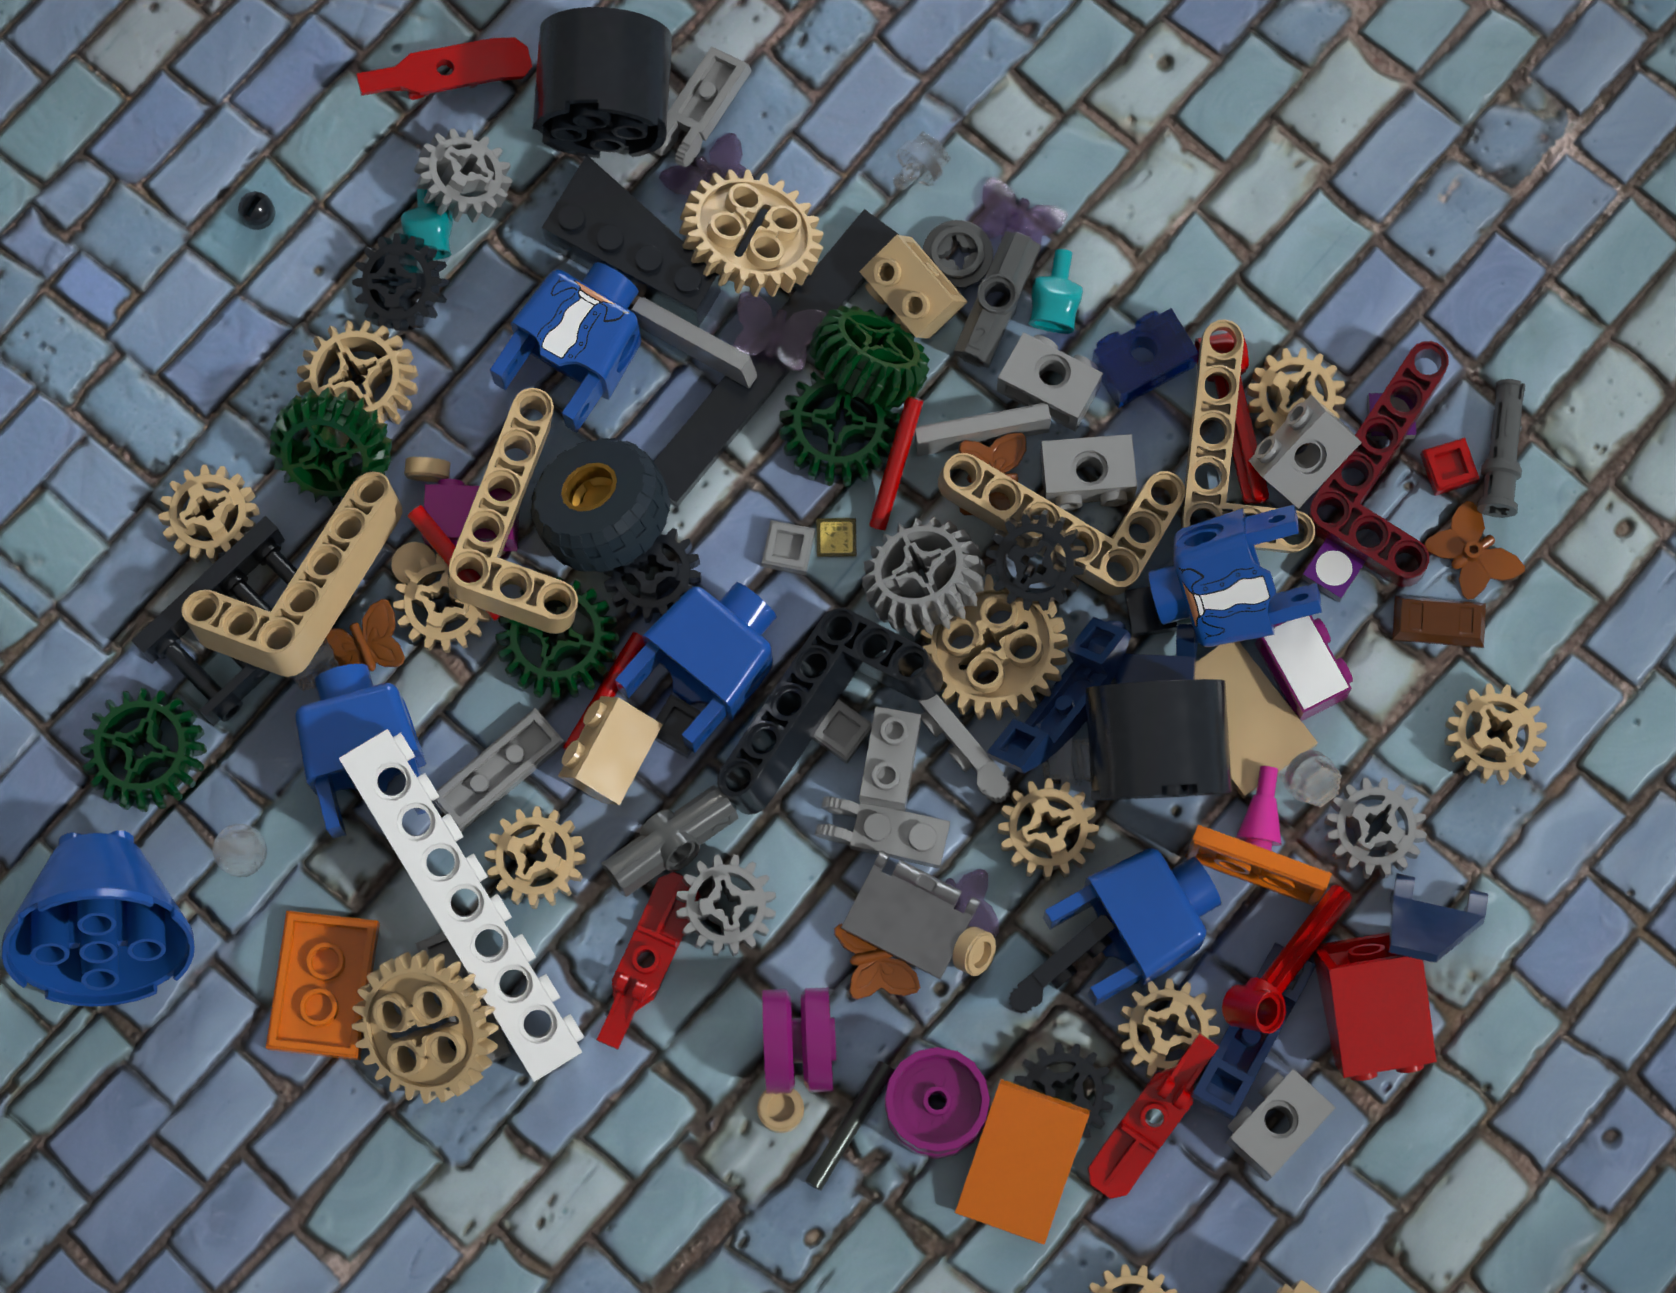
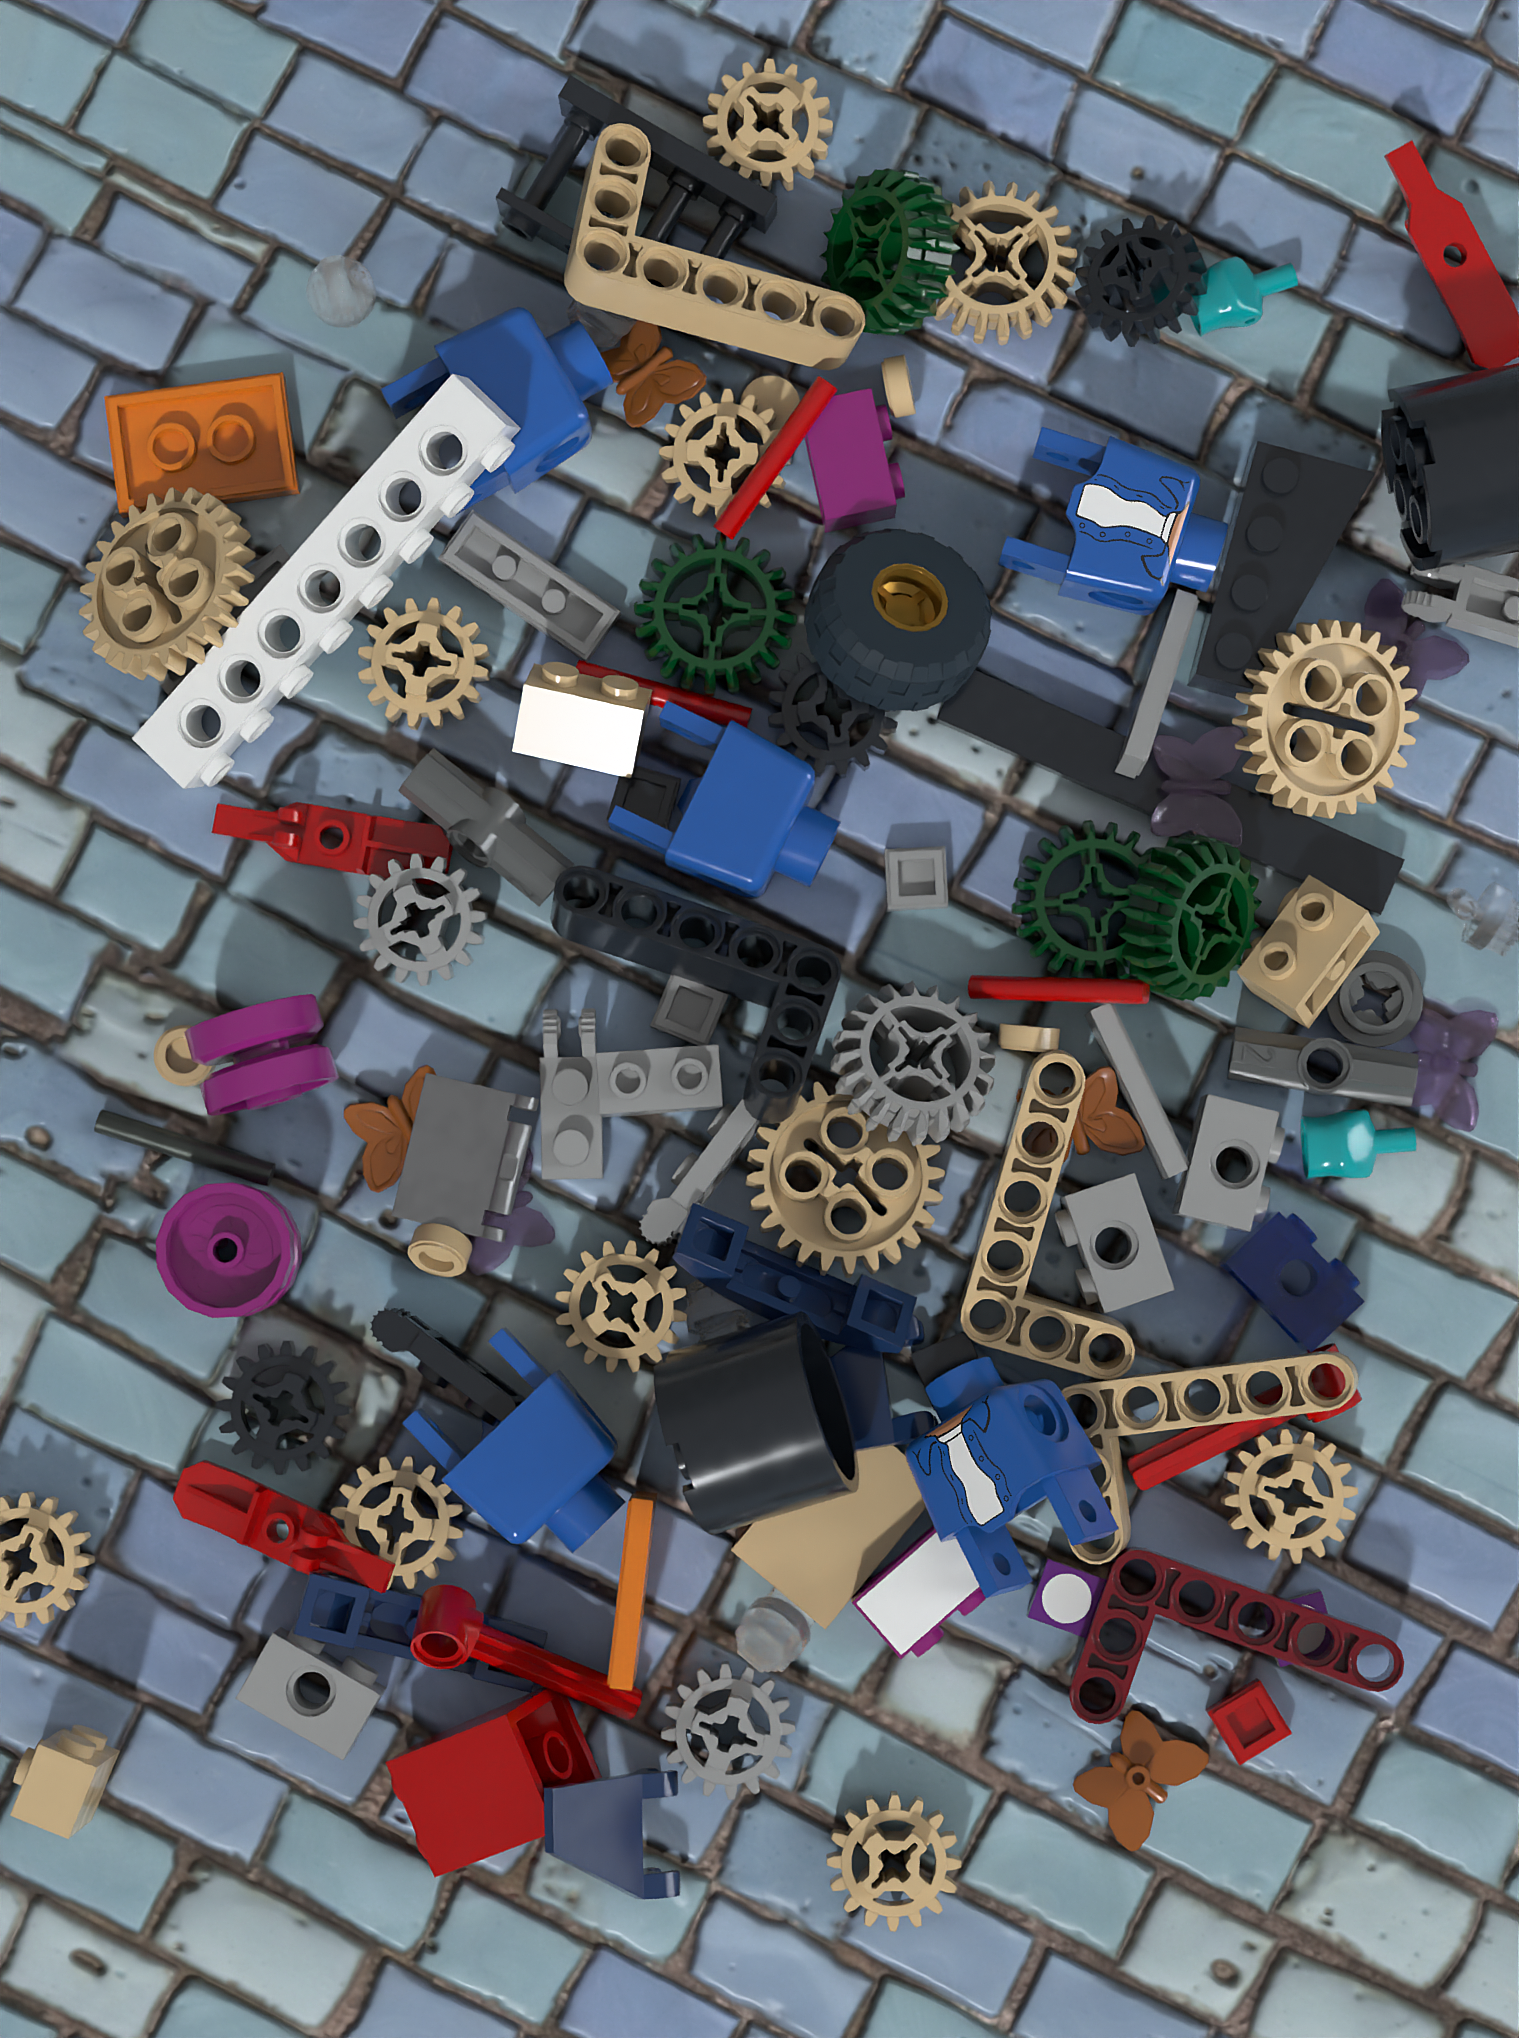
camera: 75 degrees right, 10 degrees up
(97, 925) = (195, 137): blue cone -> none
(138, 768) = (418, 130): dark green gear -> none
(262, 214) = (1192, 77): black hinge -> none
(463, 175) = (1319, 299): light grey gear -> none
(499, 518) = (841, 498): tan beam -> none
(836, 537) = (947, 937): clear yellow sticker -> none
(924, 494) = (1028, 1037): none -> tan tile
(1021, 549) = (943, 1224): black gear -> none
(1022, 1161) = (182, 1377): orange tile -> none
(1262, 819) = (700, 1579): dark pink cone -> none
(1304, 473) = (1208, 1525): light grey brick -> none
(1439, 621) = (1032, 1752): reddish brown tile -> none
(1501, 467) = (1261, 1791): dark grey pin -> none

